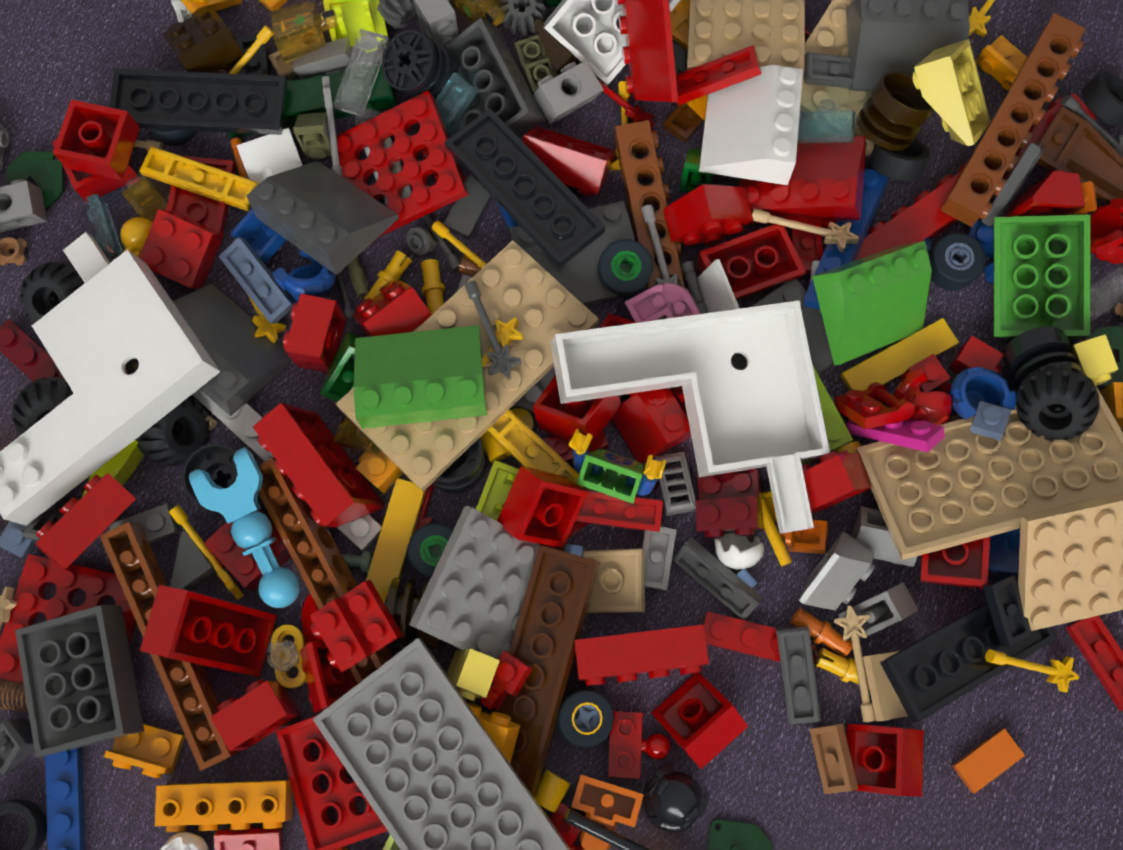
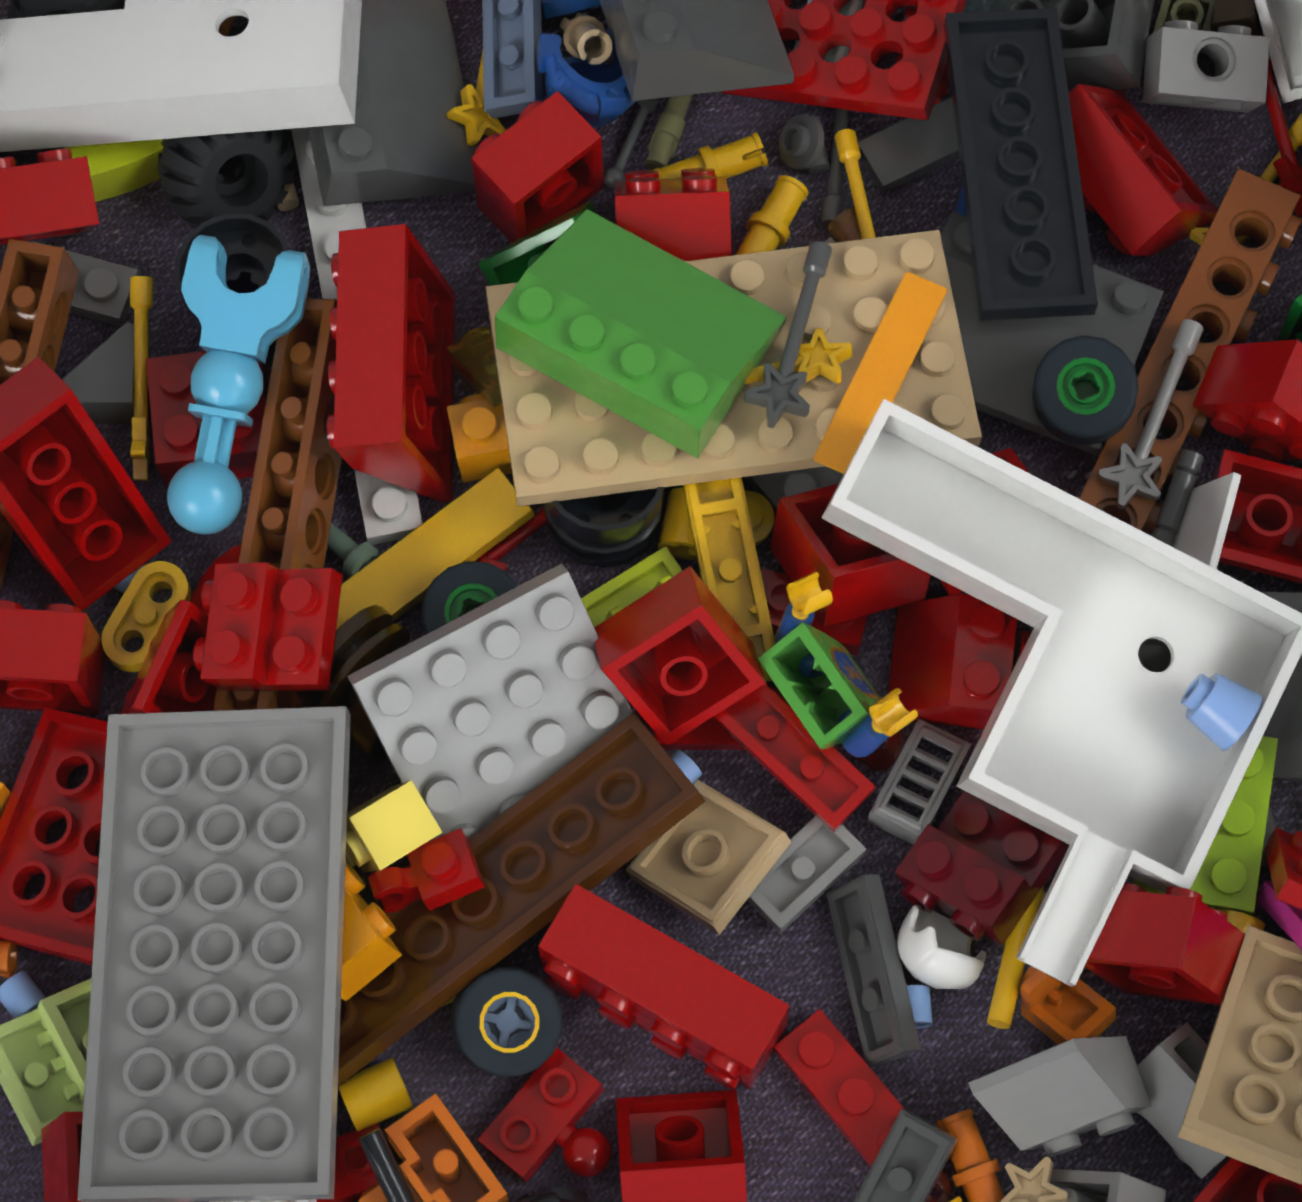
camera: 35 degrees right, 5 degrees down
(289, 661) = (140, 618): clear plate -> none
(292, 260) = (586, 38): none -> tan axle
(536, 320) = (881, 368): none -> light orange sticker
(662, 300) = (1104, 481): bright pink plate -> none
(787, 365) = (1220, 708): none -> light blue hat

